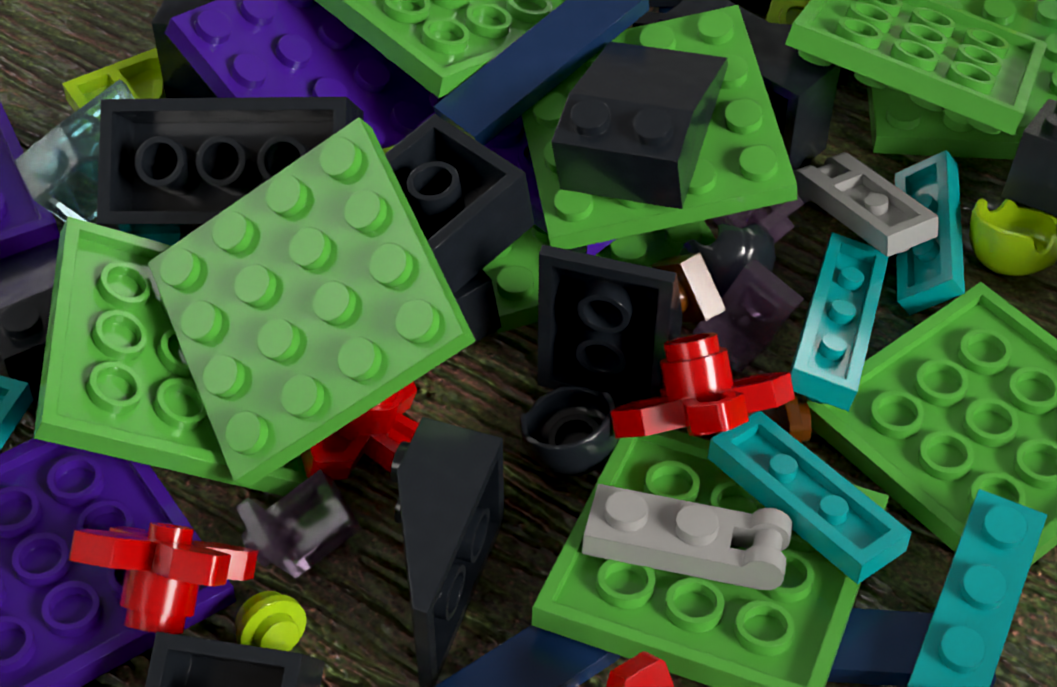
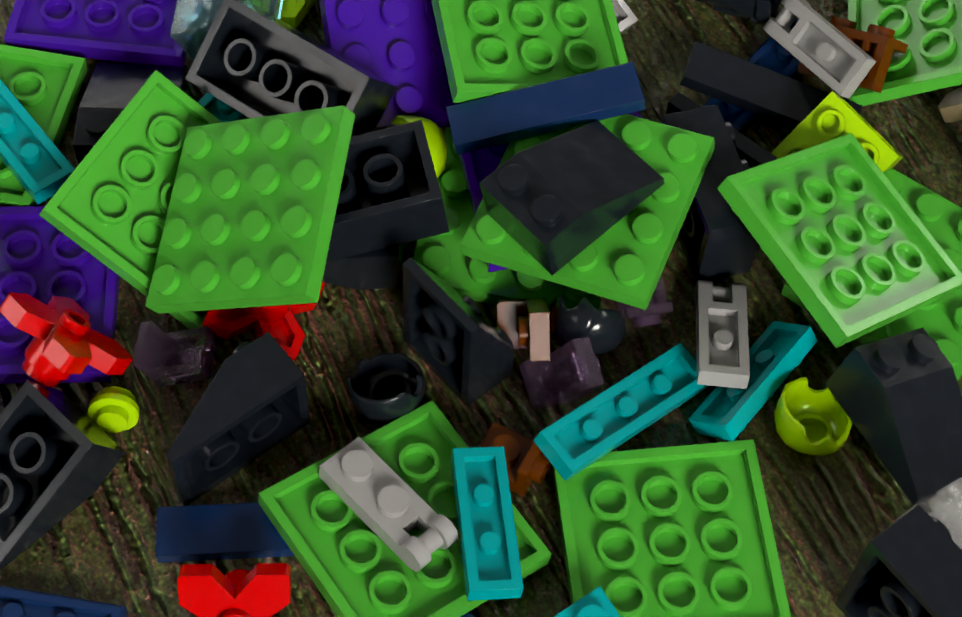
camera: 30 degrees right, 10 degrees up
(700, 393) = (469, 415): red plant -> none

